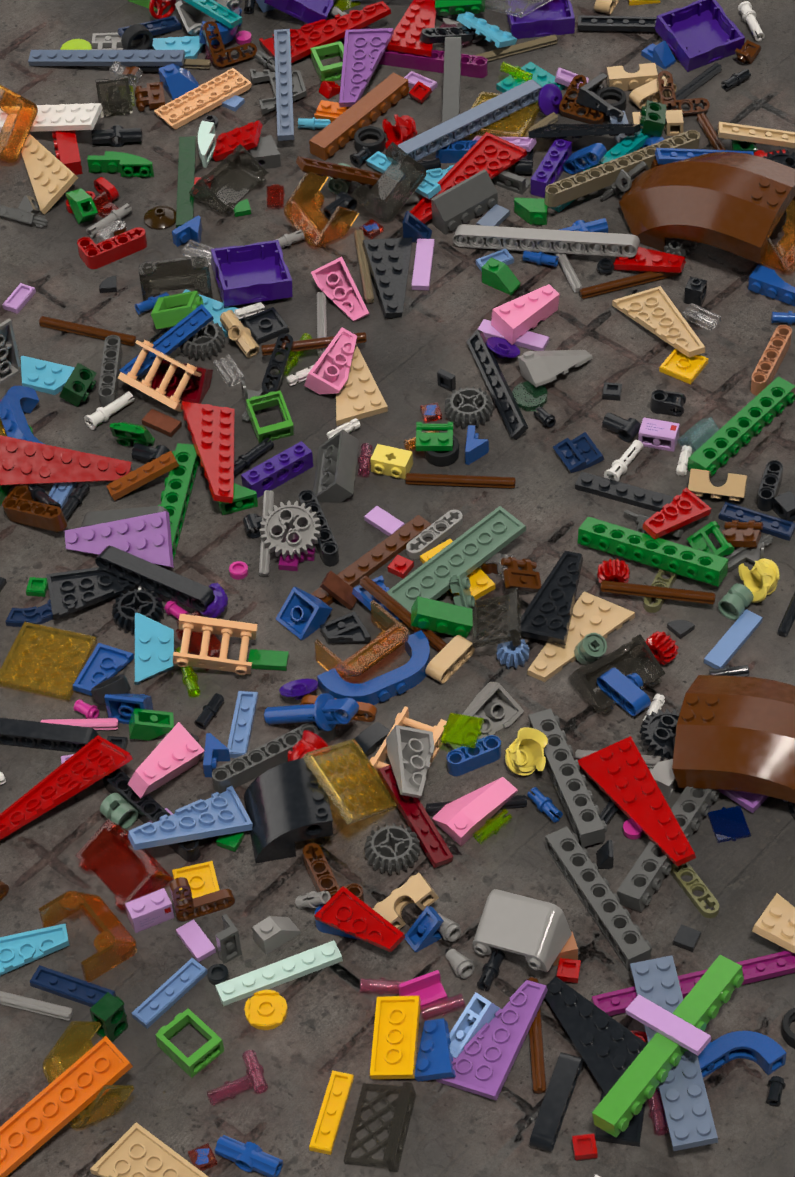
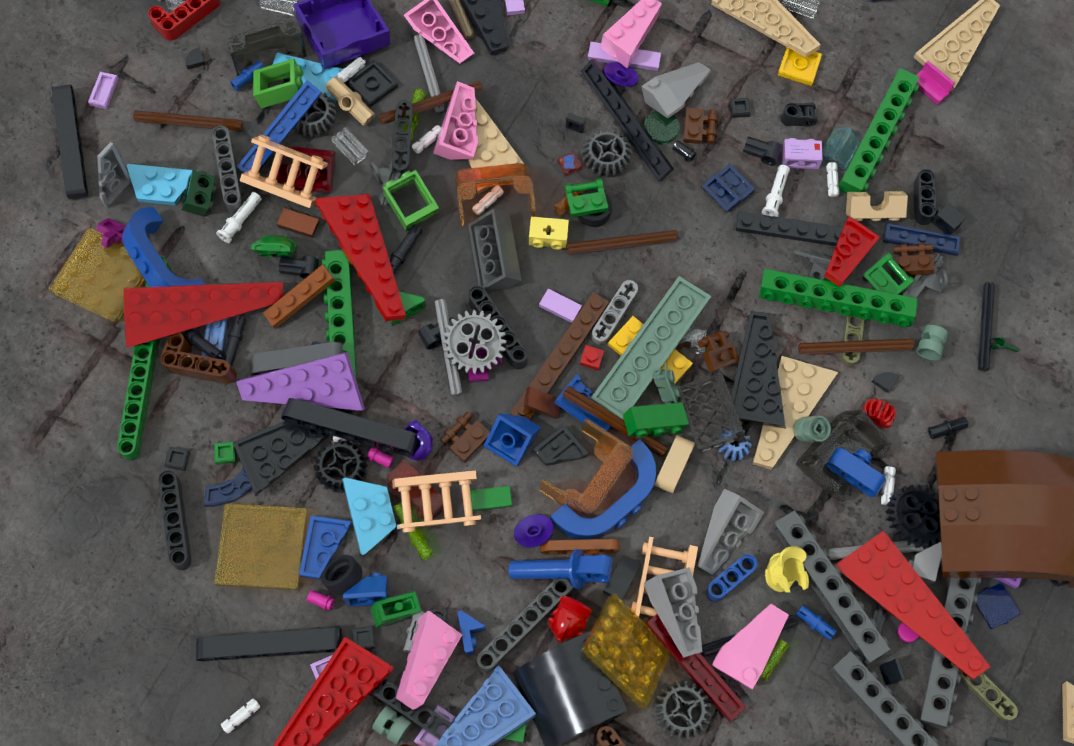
camera: 20 degrees left, 20 degrees up
(94, 723) = (319, 619): bright pink axle -> none
(209, 711) = (449, 576): black axle -> none
(238, 570) = (429, 392): dark pink tile -> none
(242, 723) = (486, 584): medium blue tile -> none
(262, 613) = (470, 441): none -> reddish brown plate
(278, 469) = (436, 264): dark purple brick -> none
(349, 408) = (471, 178): none -> clear orange windscreen
(364, 459) = (520, 233): clear pink pin -> none
(462, 730) = (716, 556): clear neon green piece -> none
(474, 446) = (625, 200): blue slope -> none
(562, 398) = (694, 125): none -> reddish brown plate
(613, 571) = (807, 331): red gear -> none
(733, 640) = (939, 386): medium blue tile -> none
(761, 579) = (950, 312): light yellow helmet -> none
(771, 359) = (883, 47): nougat beam -> none

